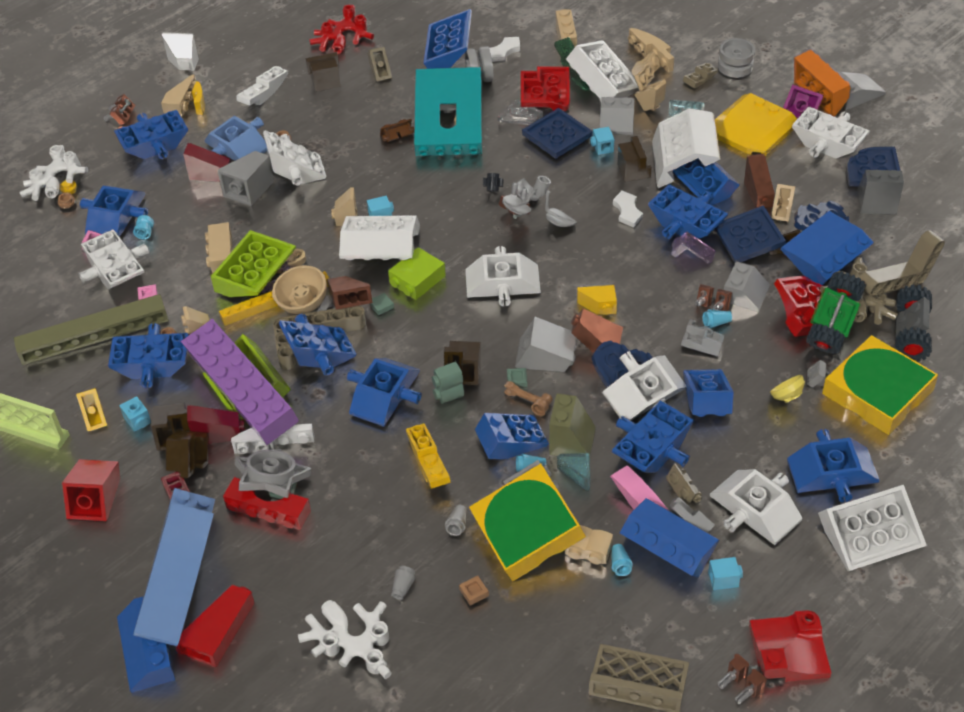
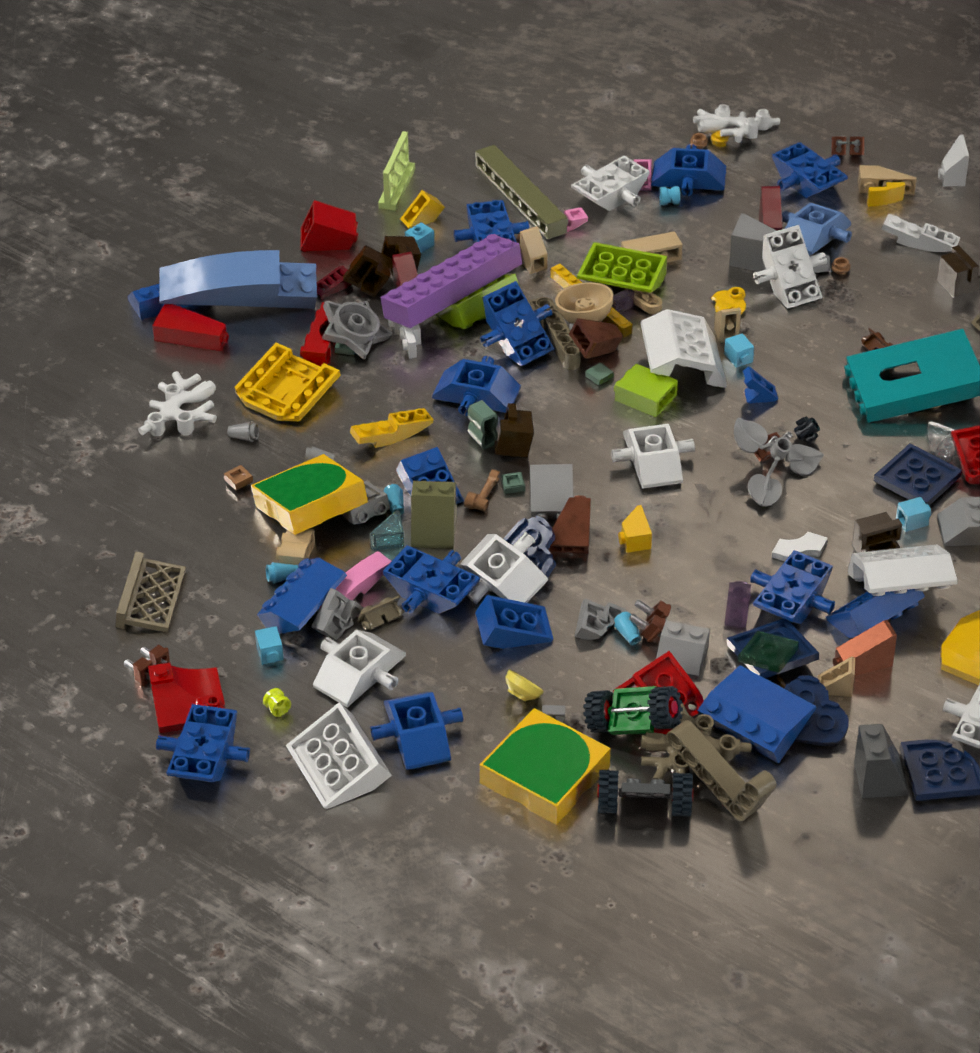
camera: 80 degrees right, 5 degrees down
(309, 209) = (730, 299): none -> yellow plate
(339, 540) = (285, 384): none -> yellow wedge
(432, 206) = (759, 388): none -> blue slope
(762, 232) = (768, 651): none -> clear green tile
(801, 571) = (276, 702): none -> neon yellow wheel
(867, 632) = (204, 744): none -> blue slope

